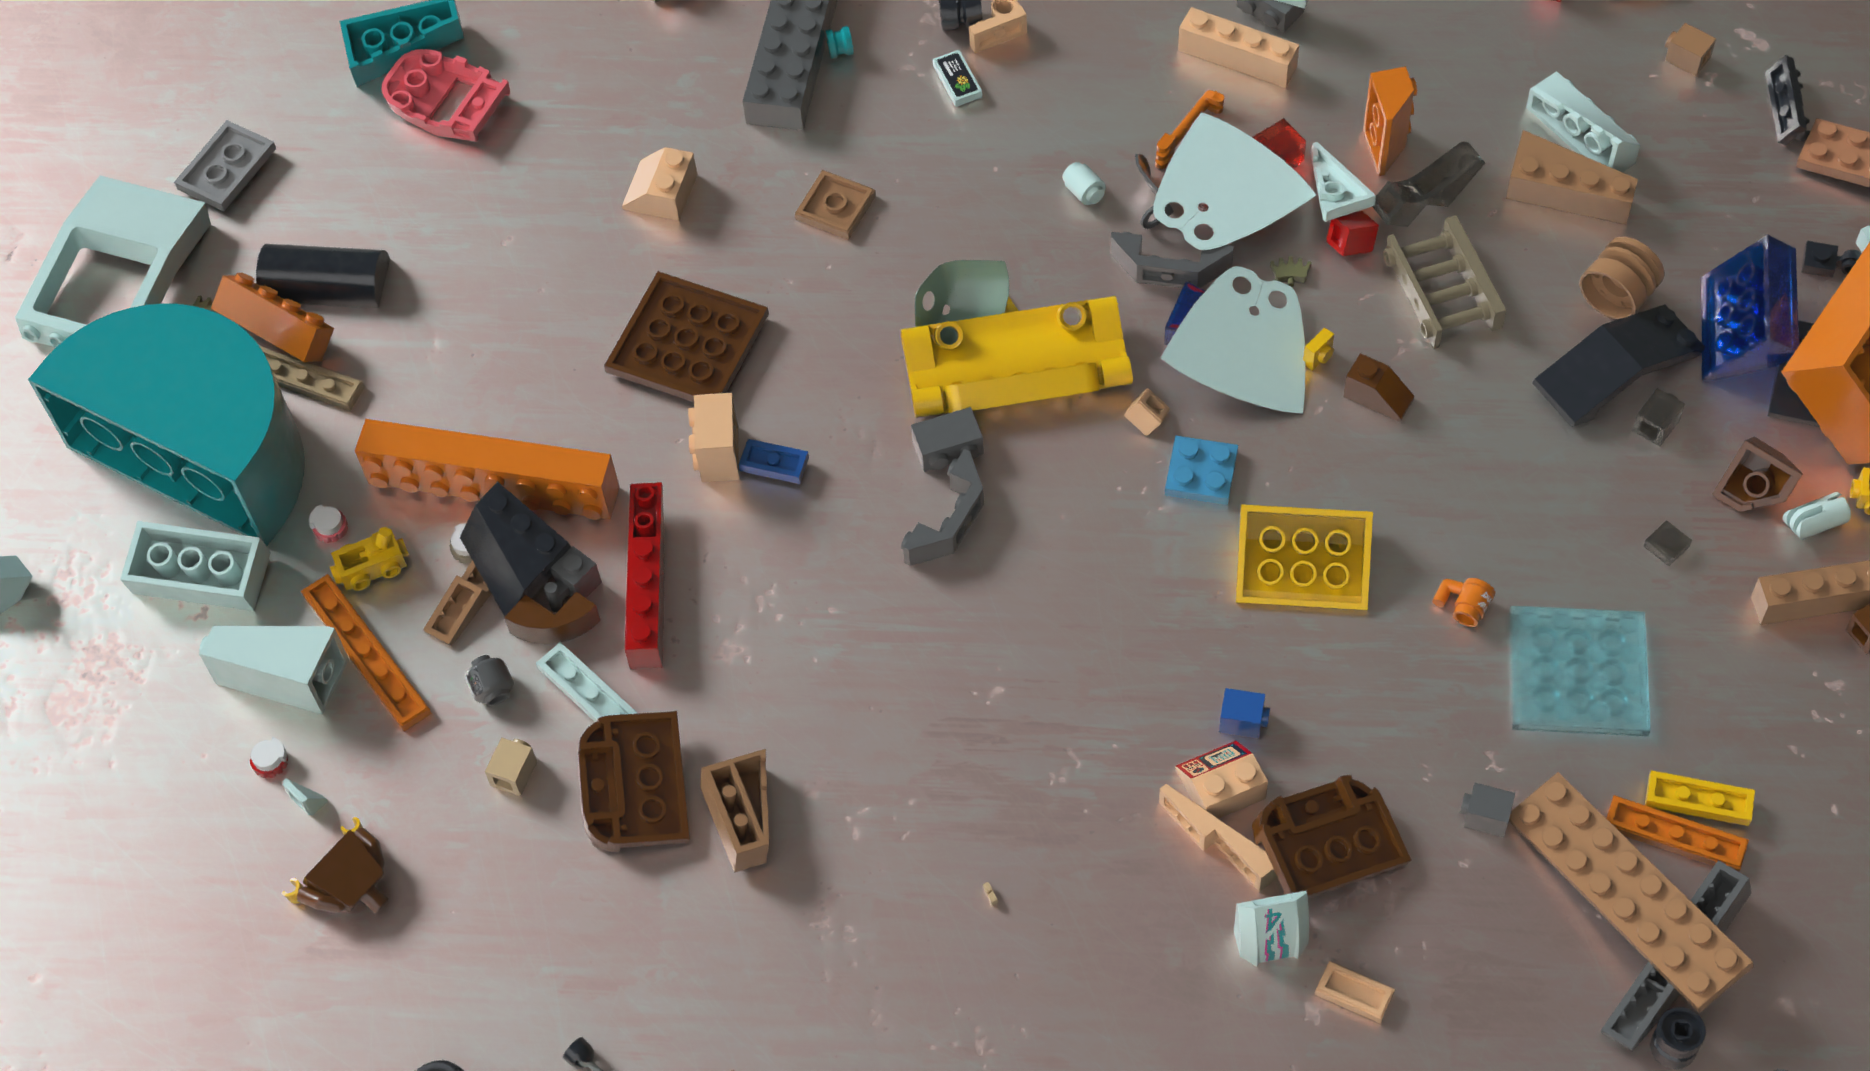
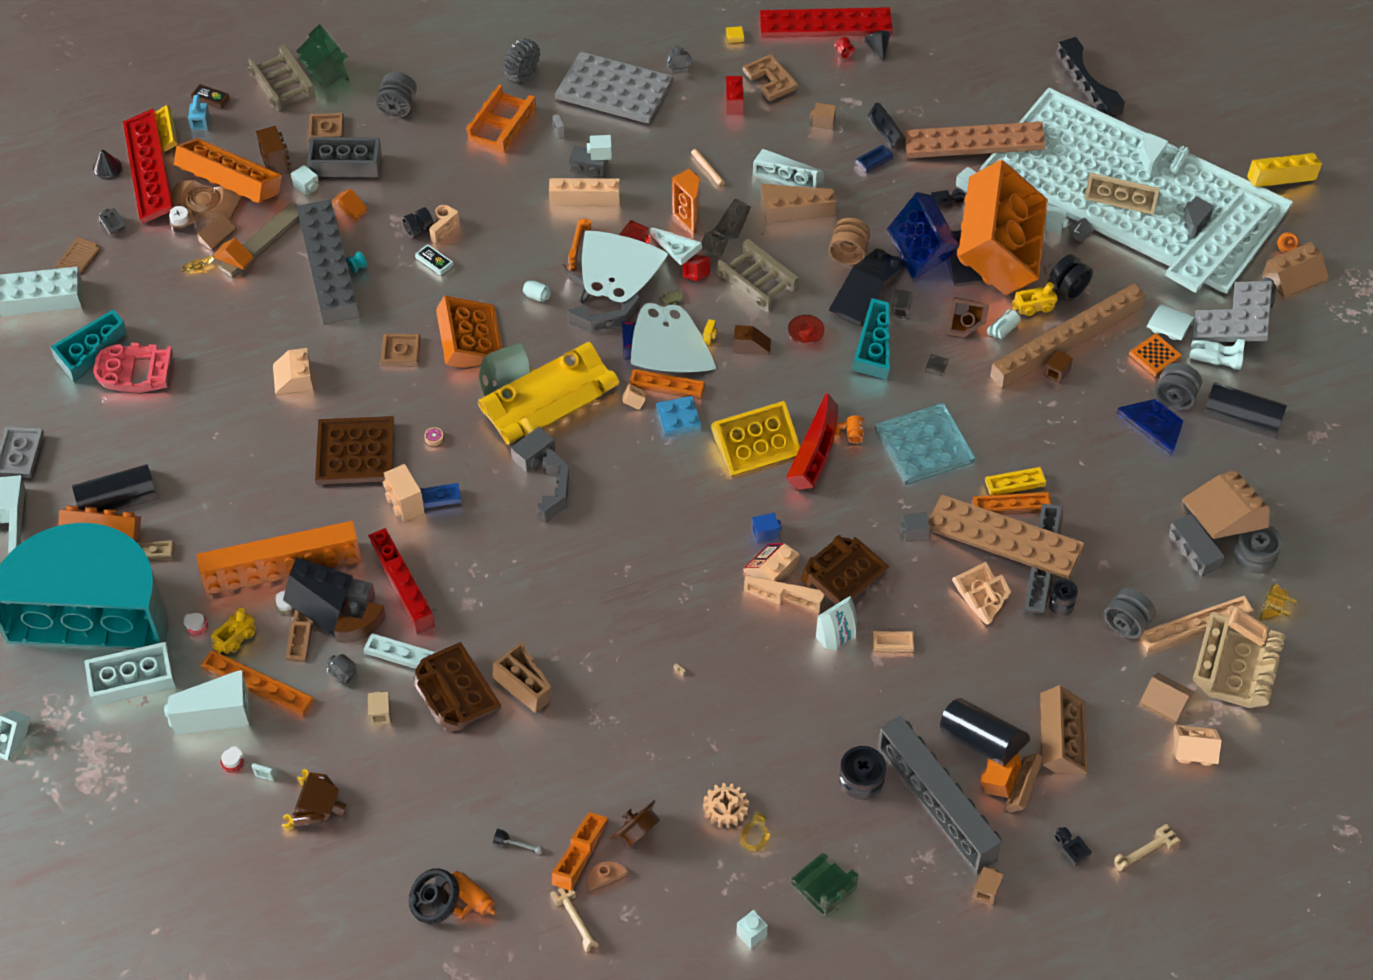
camera: 30 degrees left, 5 degrees down
(813, 362) = (434, 436): none -> tile
(947, 211) = (467, 331): none -> orange slope
(1210, 410) = (667, 384): none -> orange tile
(1392, 605) = (815, 446): none -> red slope
(1457, 72) = (707, 167): none -> light nougat bar
(1479, 391) = (806, 329): none -> clear red dish
(1547, 967) = (982, 591): none -> light nougat slope
(1571, 470) = (873, 346): none -> teal wedge
(1740, 149) = (874, 158): none -> dark blue tile

